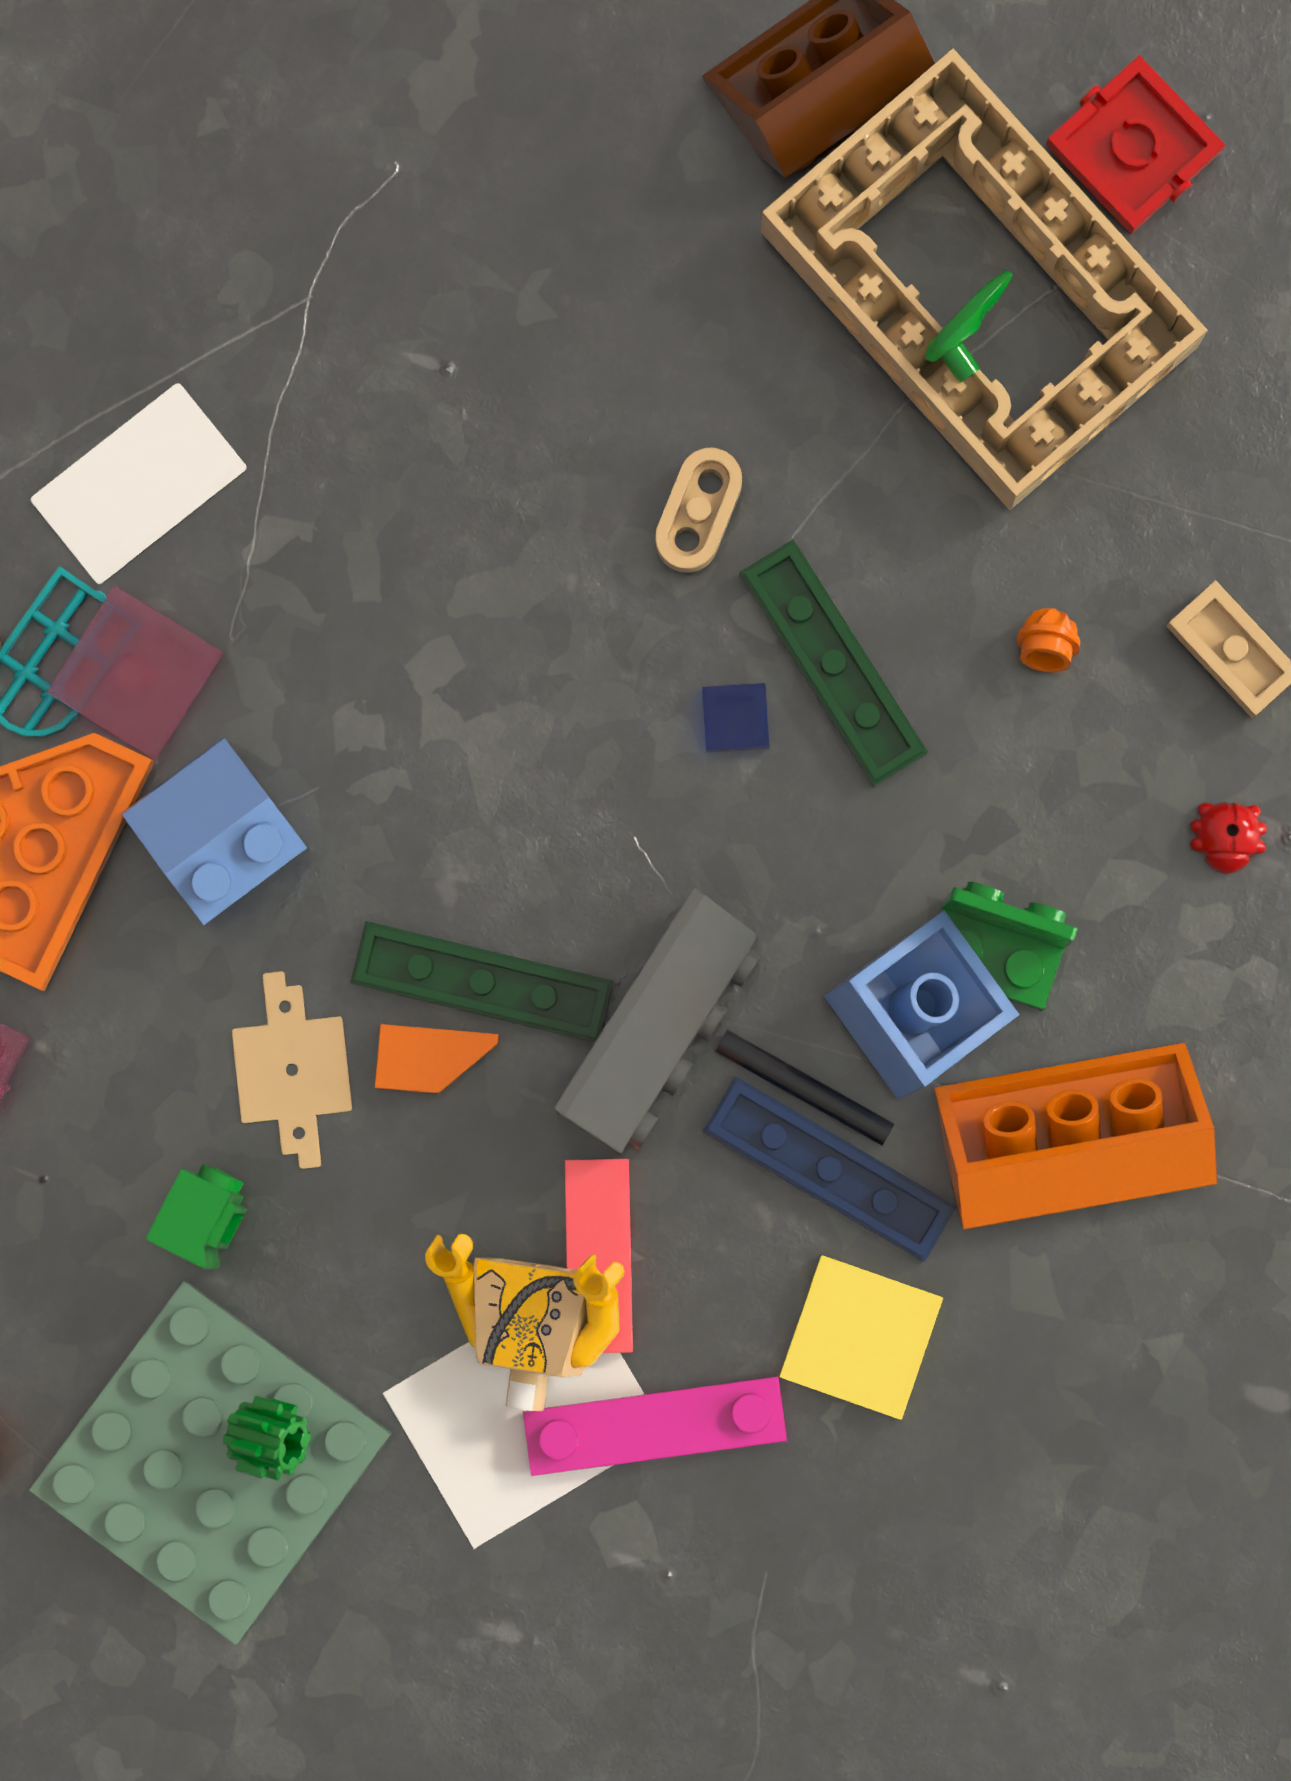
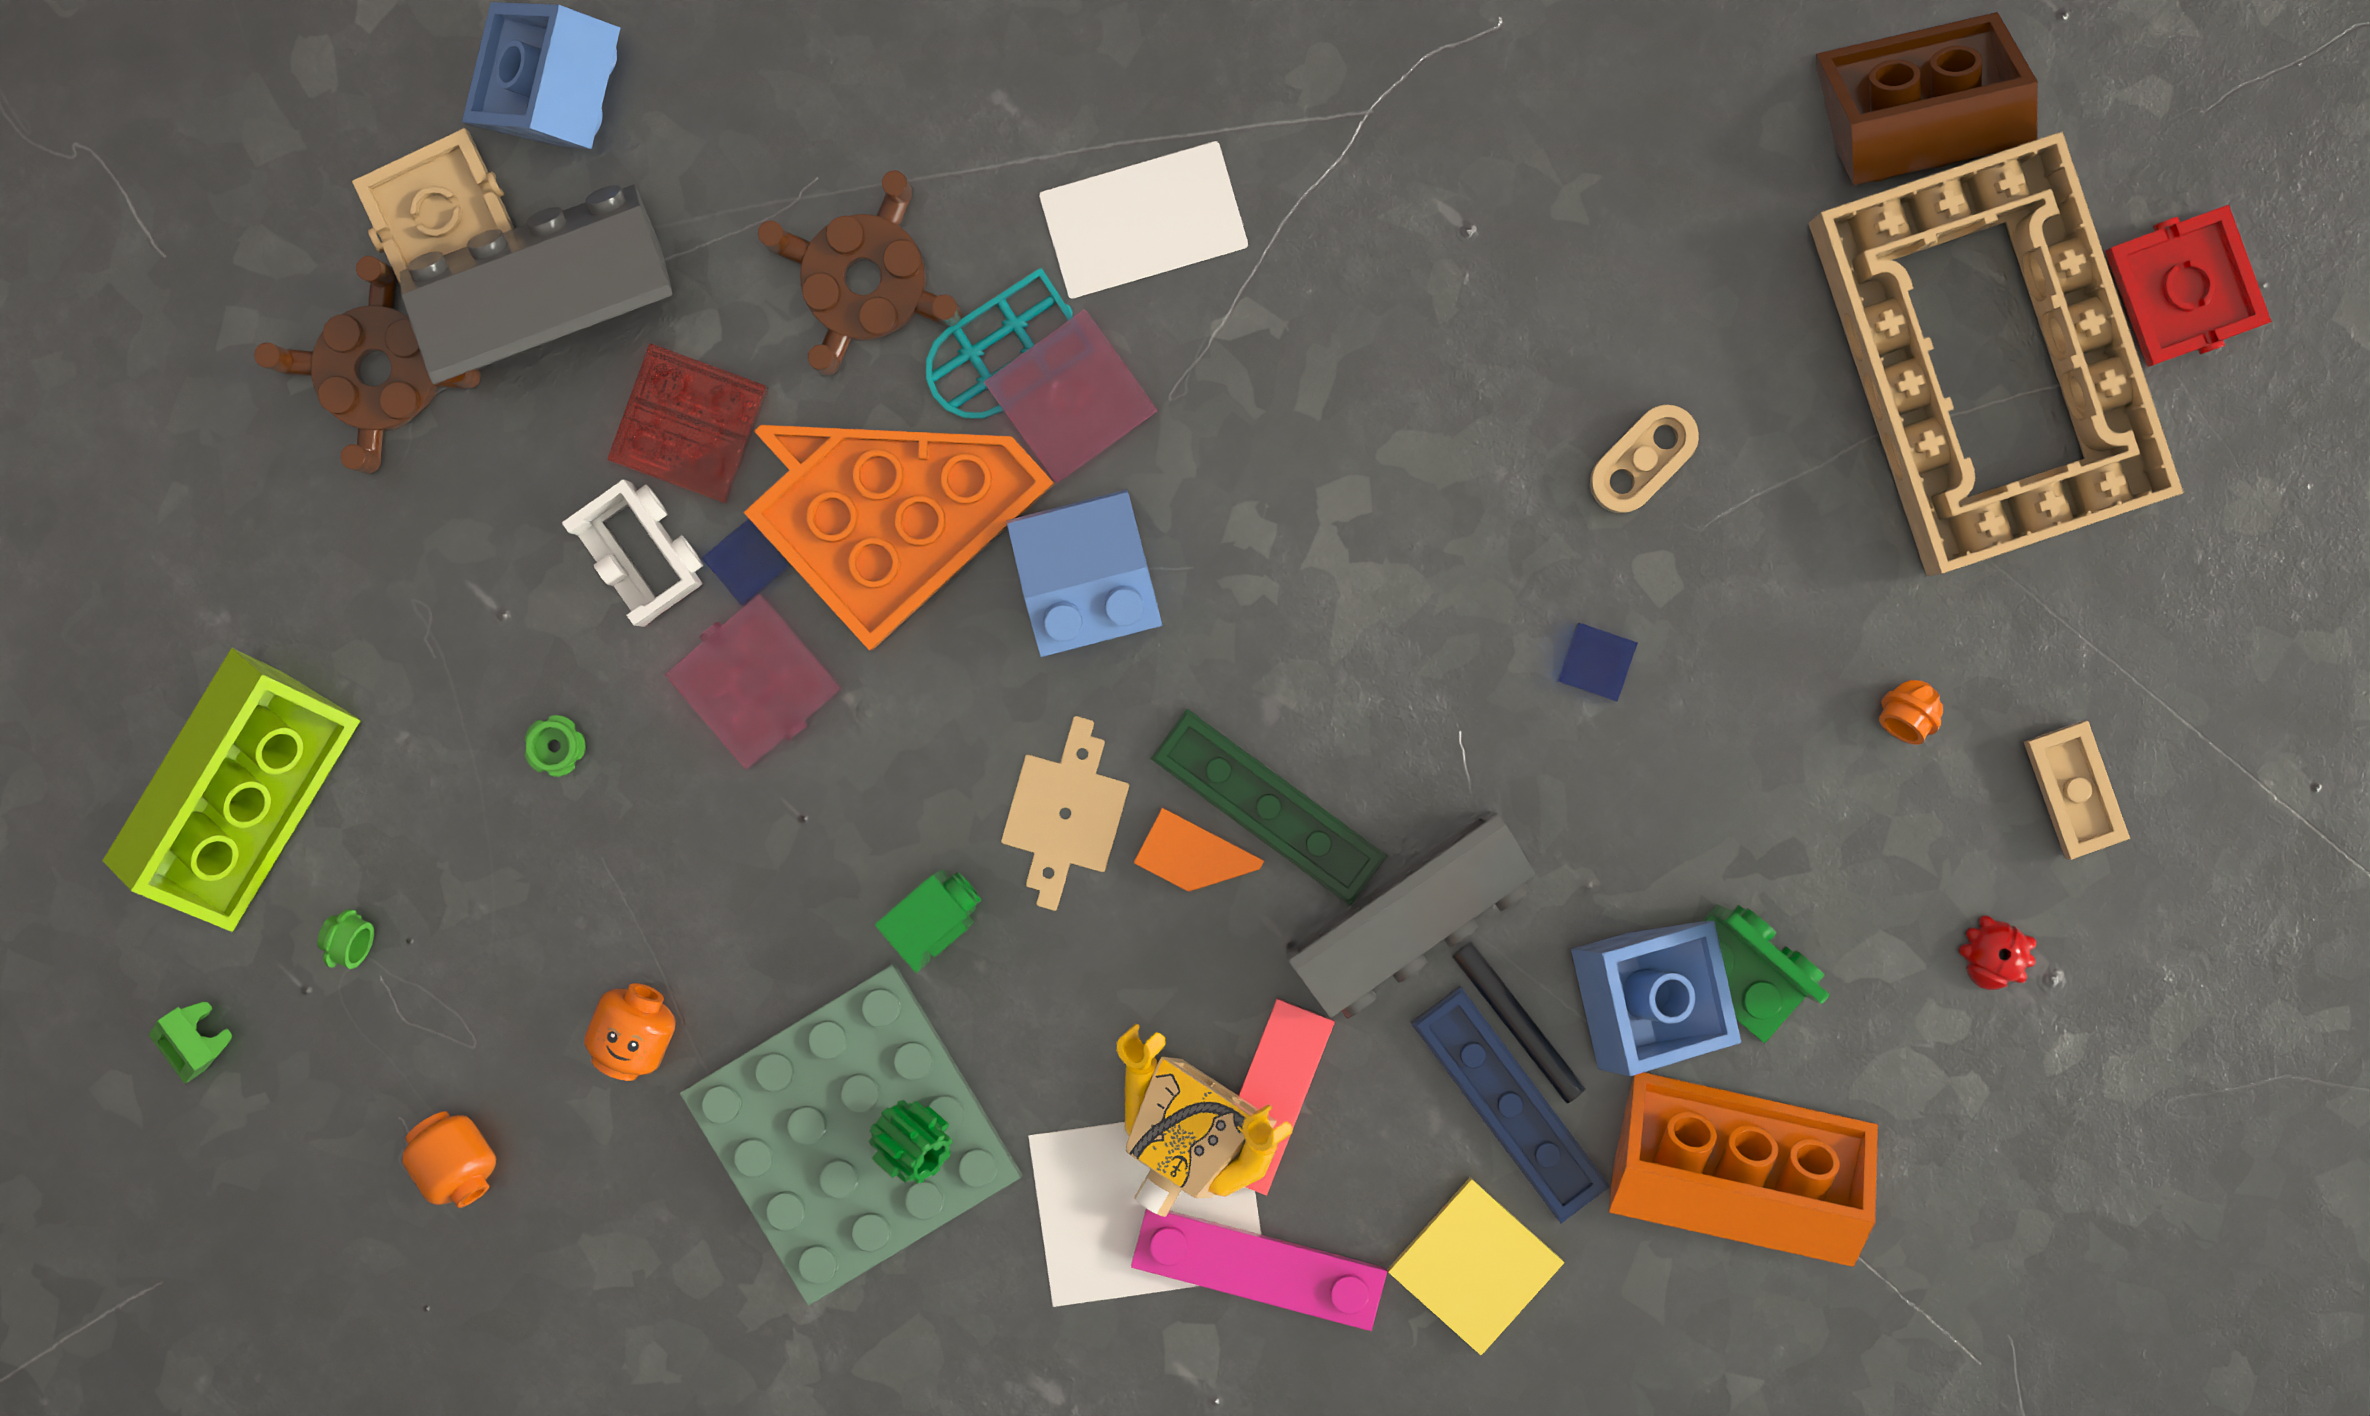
camera: 15 degrees right, 5 degrees up
(833, 663) = (1706, 649): dark green tile -> none
(948, 341) = (1959, 397): green bar -> none

